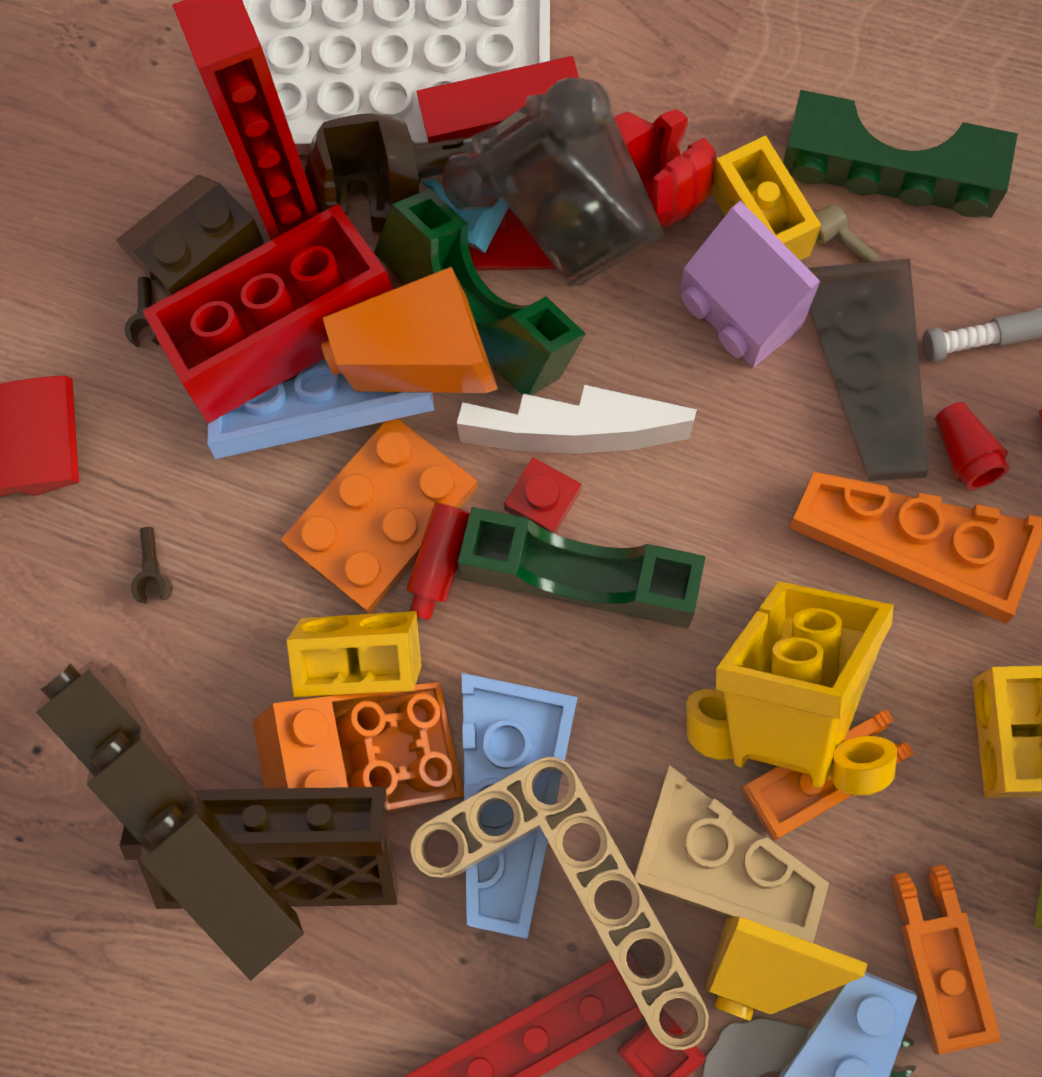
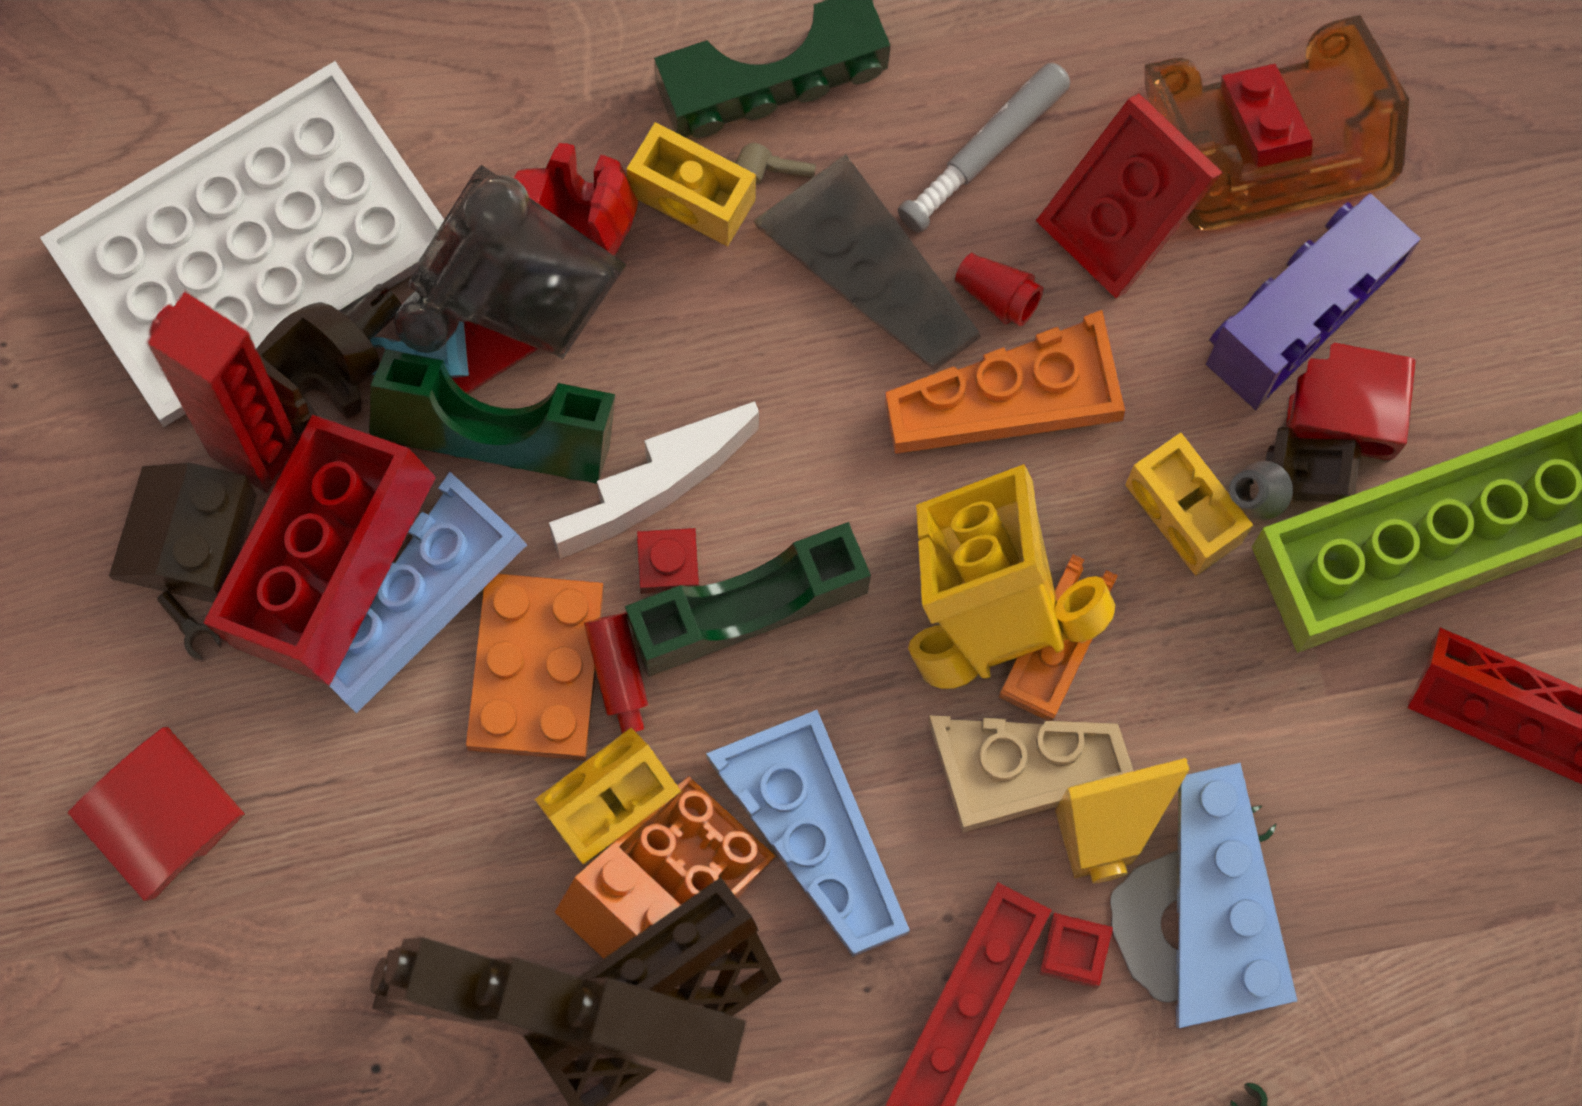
camera: 45 degrees left, 0 degrees up
(150, 569) = (361, 843): dark brown hand -> none
(410, 341) = (473, 497): orange slope -> none
(486, 100) = (388, 228): red tile -> none
(555, 821) = (924, 848): tan beam -> none
(748, 286) = (725, 267): lavender slope -> none
(945, 966) = (1247, 728): orange hinge -> none

